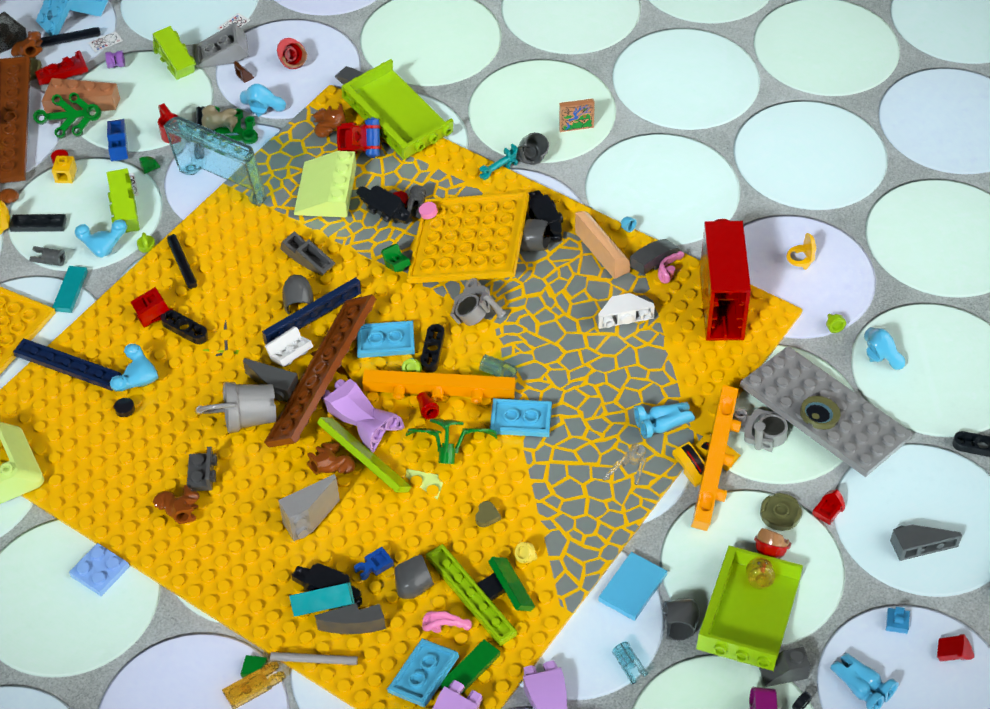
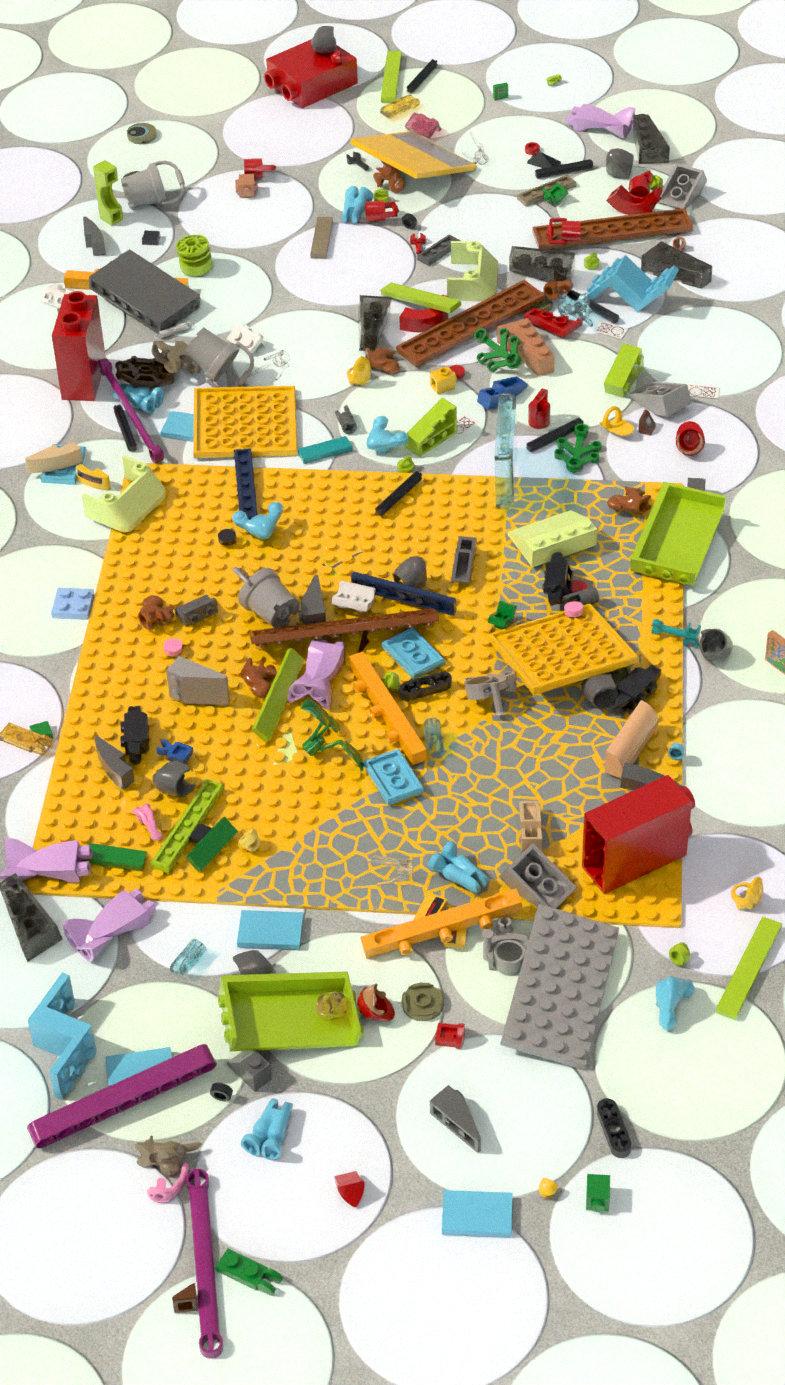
camera: 60 degrees right, 5 degrees down
(13, 11) = (591, 262): none -> lime tile
(38, 222) = (378, 397): black tile -> none
(66, 45) = (579, 308): none -> clear light blue animal
(112, 58) = (589, 344): medium lavender wheel -> none
(148, 164) = (489, 422): green tile -> none
(149, 307) = (332, 499): red piece -> none
(188, 333) = (335, 535): black beam -> none
(214, 119) = (567, 432): dark tan animal -> none
(230, 88) = (618, 425): none -> yellow piece
(234, 510) = (173, 647): none -> bright pink tile
(260, 99) = (617, 449): medium azure head -> none
(314, 658) = (66, 759): light grey bar -> none
(322, 599) = (115, 733): teal tile -> none
(360, 137) = (619, 526): red piece -> none
(423, 672) = (92, 828): medium azure tile -> none
(428, 408) = (356, 711): red cone -> none
(487, 514) = (273, 800): olive tile -> none
(625, 310) = (563, 790): white slope -> none
(646, 350) = (530, 824): none -> tan slope
(706, 372) = (537, 879): none -> light grey slope
(820, 412) = (541, 974): olive tile -> none
(870, 290) = (748, 968): none -> lime tile
(897, 620) = (357, 1133): dark azure tile -> none

